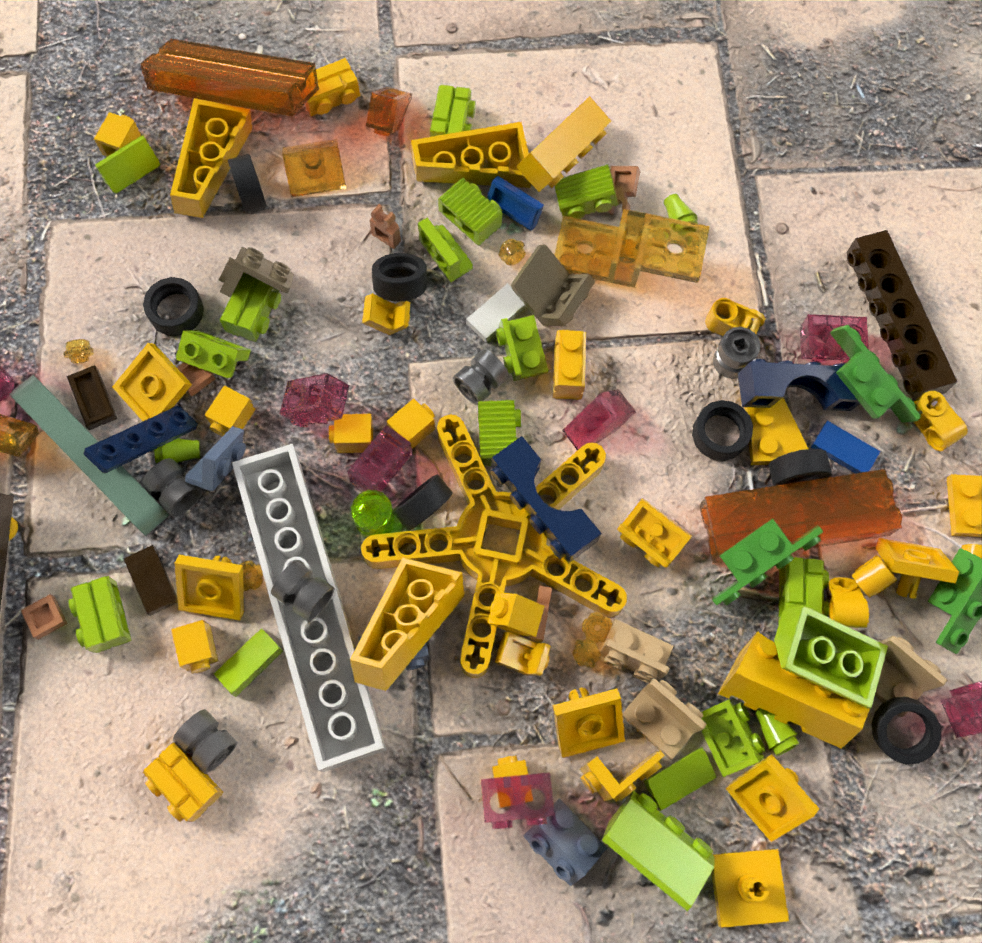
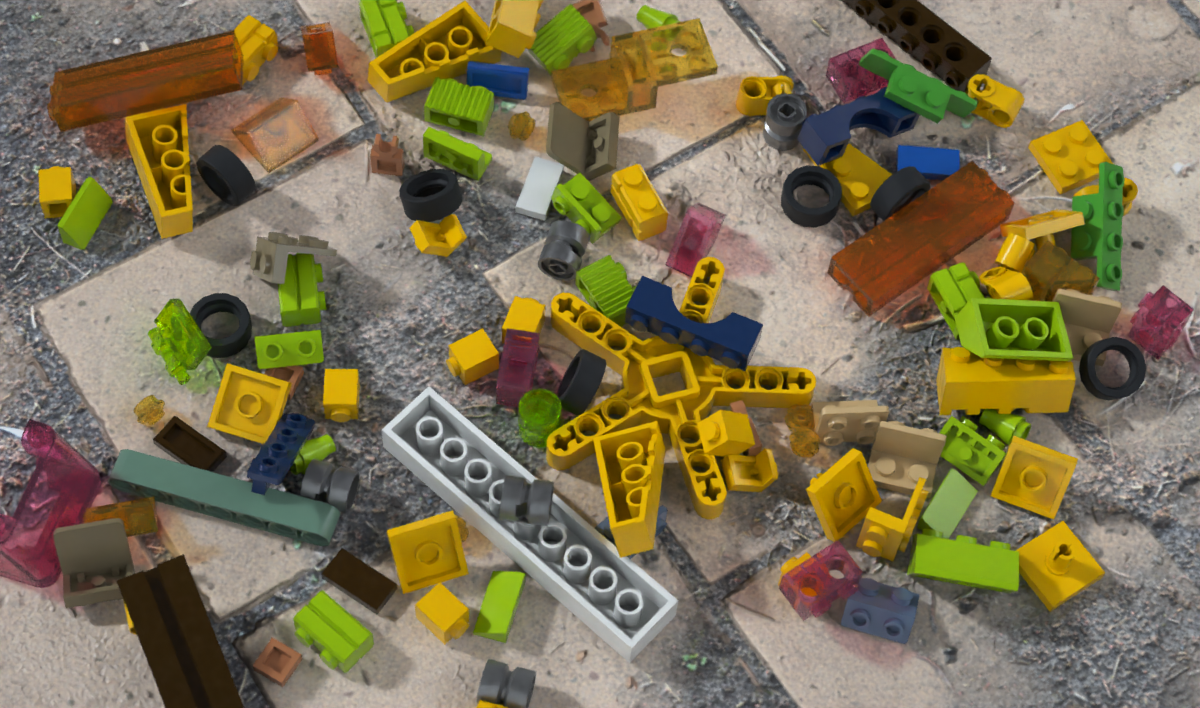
camera: 30 degrees left, 10 degrees down
(129, 304) = (178, 340): none -> clear neon green plate
(218, 461) = (361, 446): sand blue bracket -> none
(314, 400) = (421, 341): clear pink brick -> none
(653, 533) = (803, 312): yellow bracket -> none
(759, 553) = (906, 280): bright green bracket -> none
(901, 615) = (1055, 270): none -> clear yellow slope

